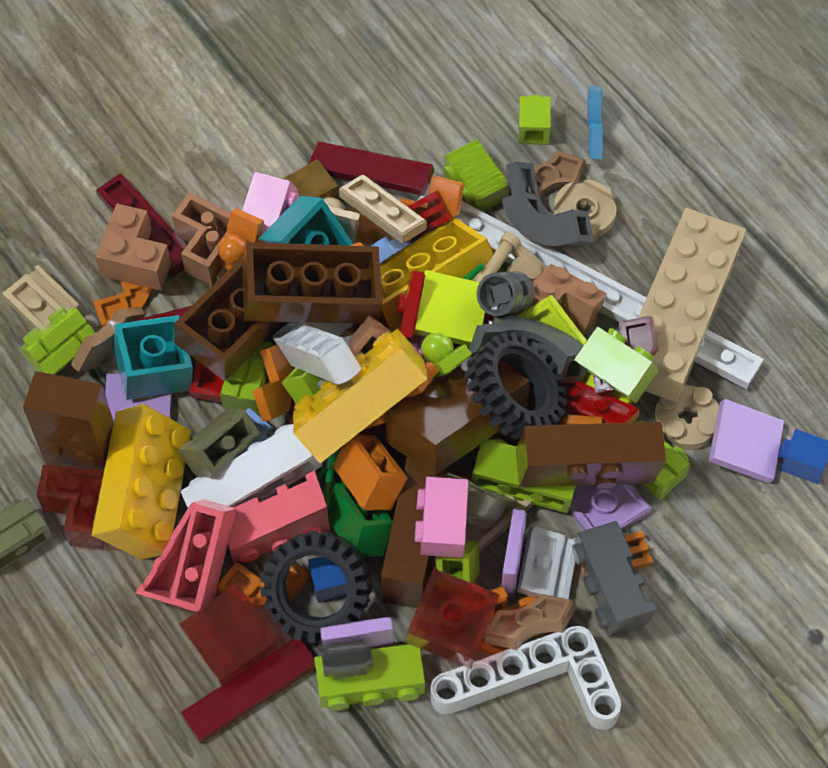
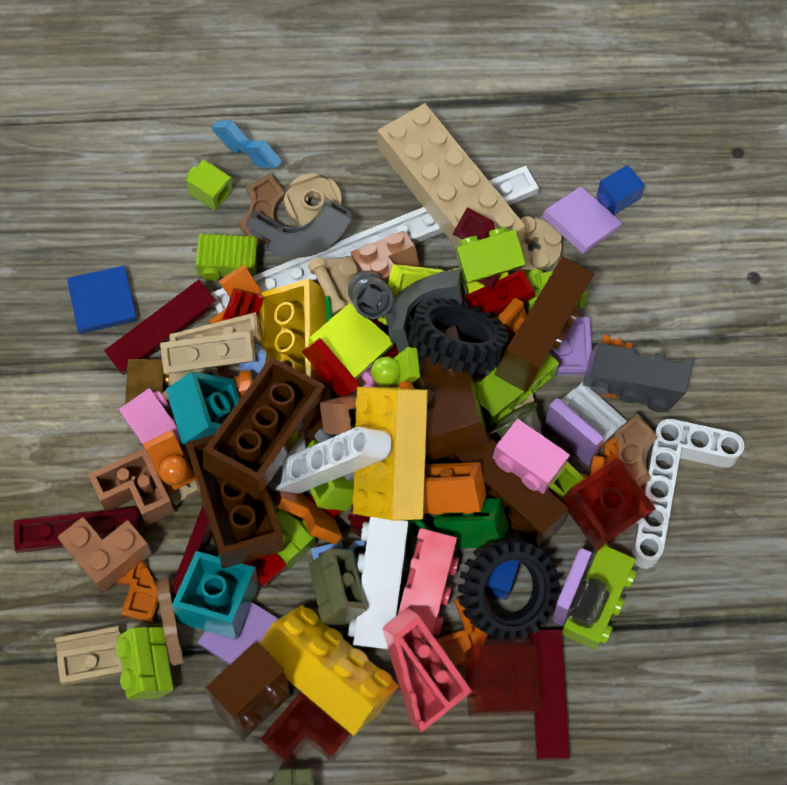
camera: 60 degrees left, 5 degrees up
(359, 206) = (208, 352): none -> tan plate
(365, 111) = (101, 299): none -> blue tile

